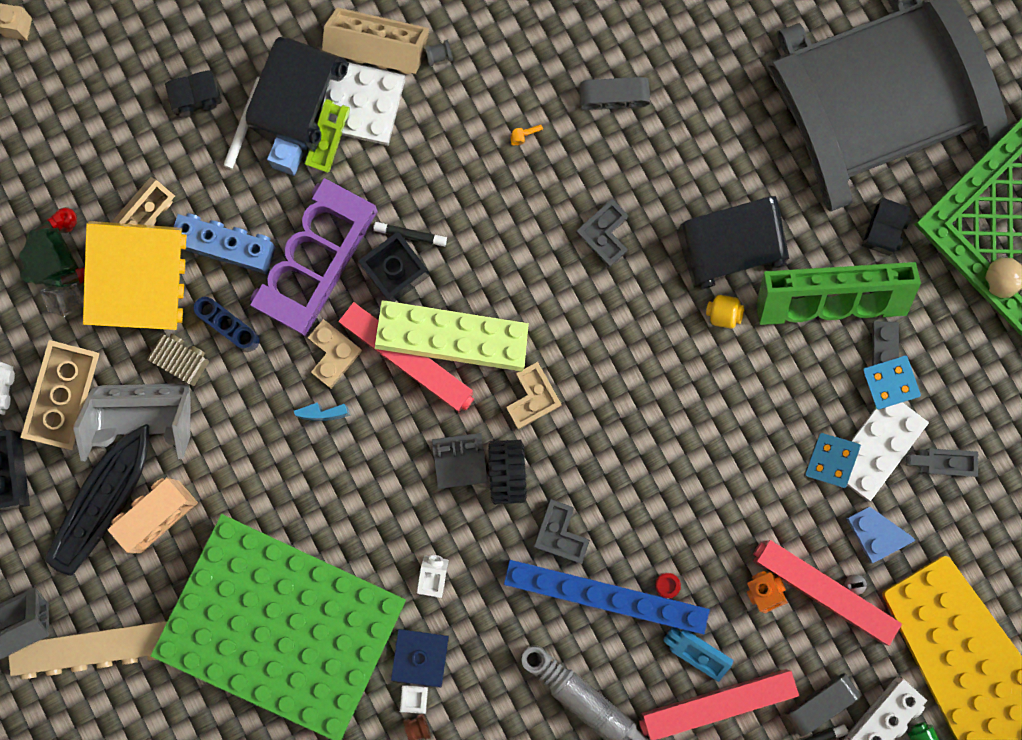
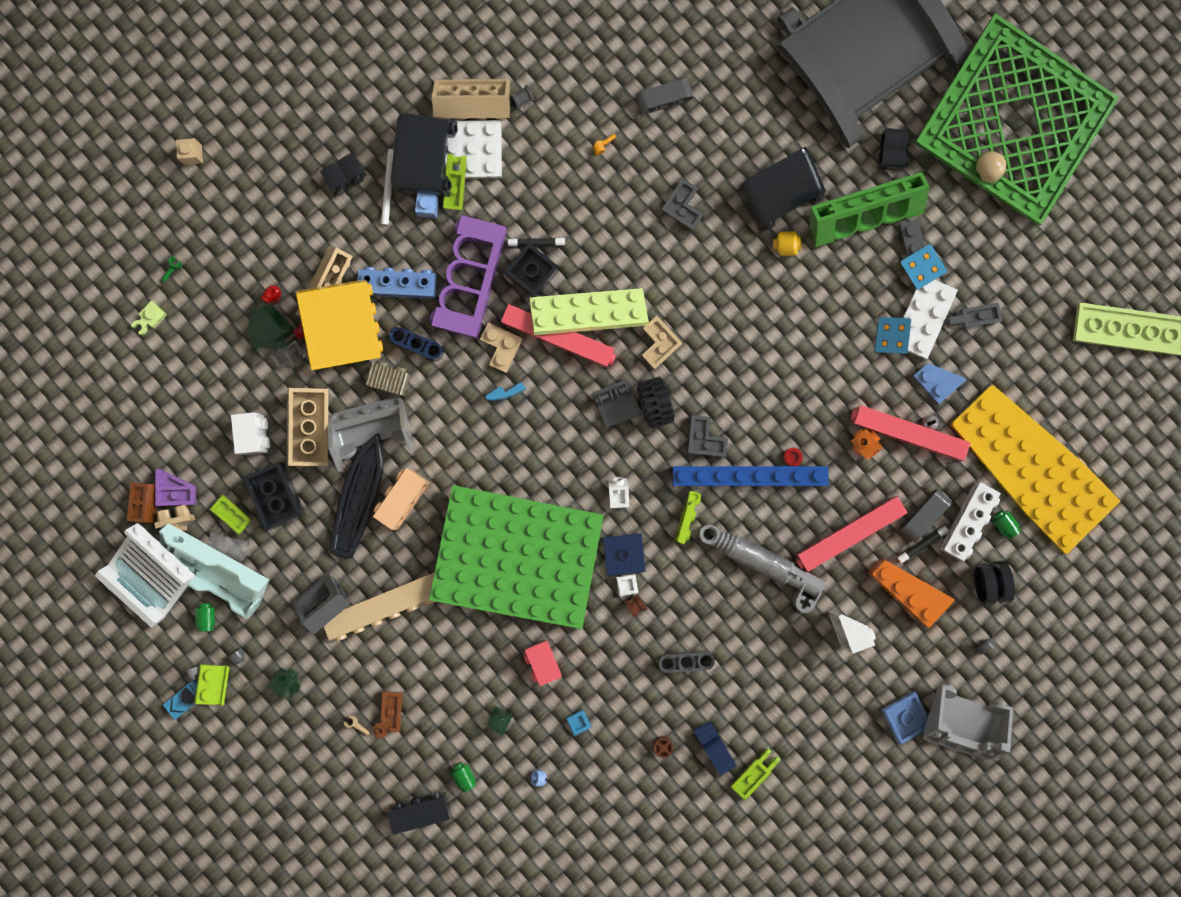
camera: 15 degrees left, 5 degrees up
(513, 629) = (688, 515): none -> lime hinge
(698, 653) = (827, 500): dark azure hinge -> none

